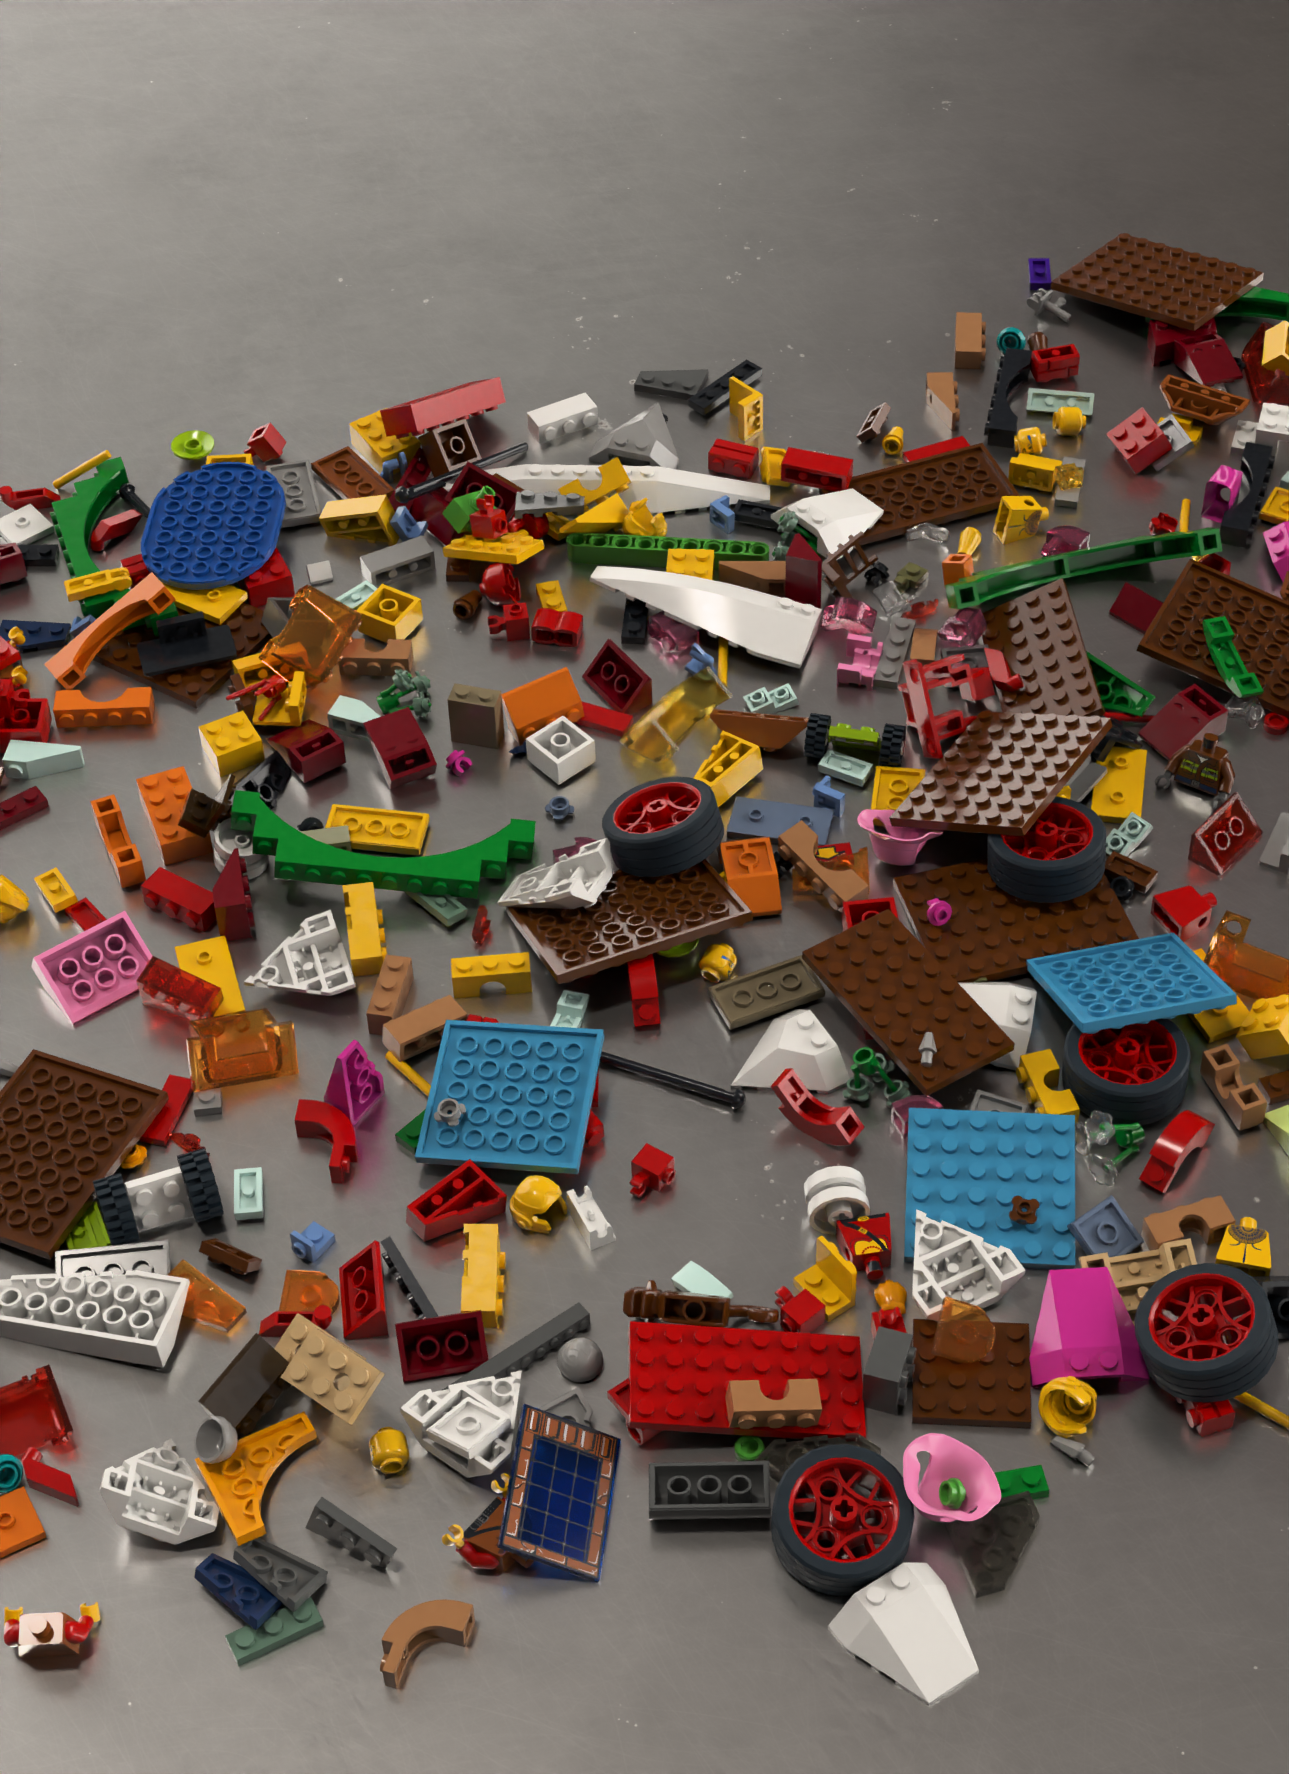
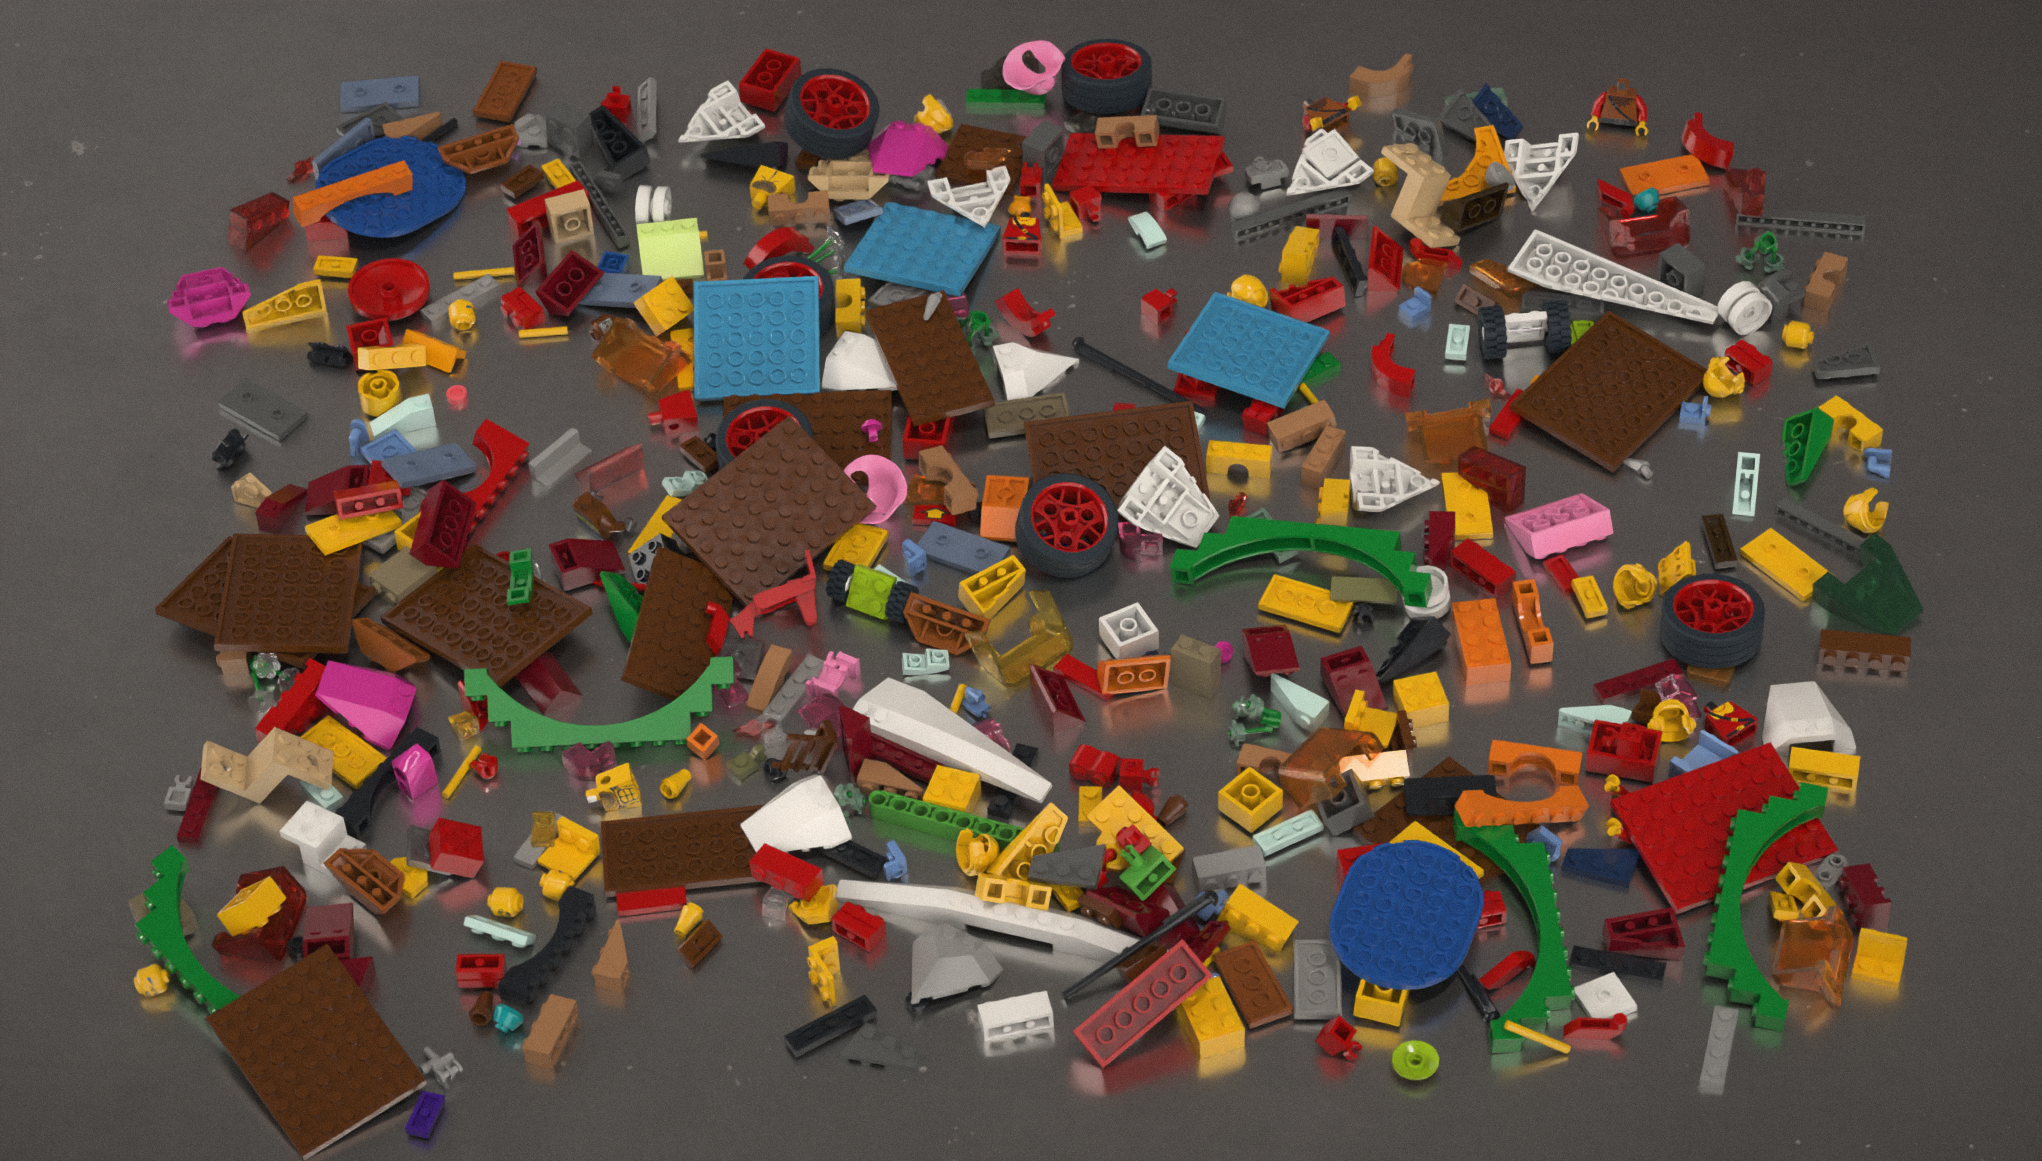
camera: 165 degrees left, 0 degrees up
(97, 583) = (1530, 853): yellow hinge -> none
(202, 812) = (1449, 603): dark brown bracket -> none
(269, 687) = (1377, 723): red plant -> none
(319, 572) = (1308, 883): white slope -> none
(354, 1083) = (1369, 373): dark pink wedge -> none
(446, 1106) = (1298, 340): light grey plate -> none
(559, 807) = (1144, 595): sand blue plate -> none
(559, 1493) = (1279, 124): piece -> none
(589, 1219) = (1210, 280): white hinge -> none
(689, 1307) = (1158, 203): reddish brown animal -> none
(835, 1195) = (1035, 250): white wheel -> none
(908, 1632) = (1079, 28): white wedge -> none
(929, 532) = (700, 804): clear arm -> none
(952, 1493) = (1031, 76): bright green plate -> none
(1021, 1217) = (909, 219): reddish brown plate -> none

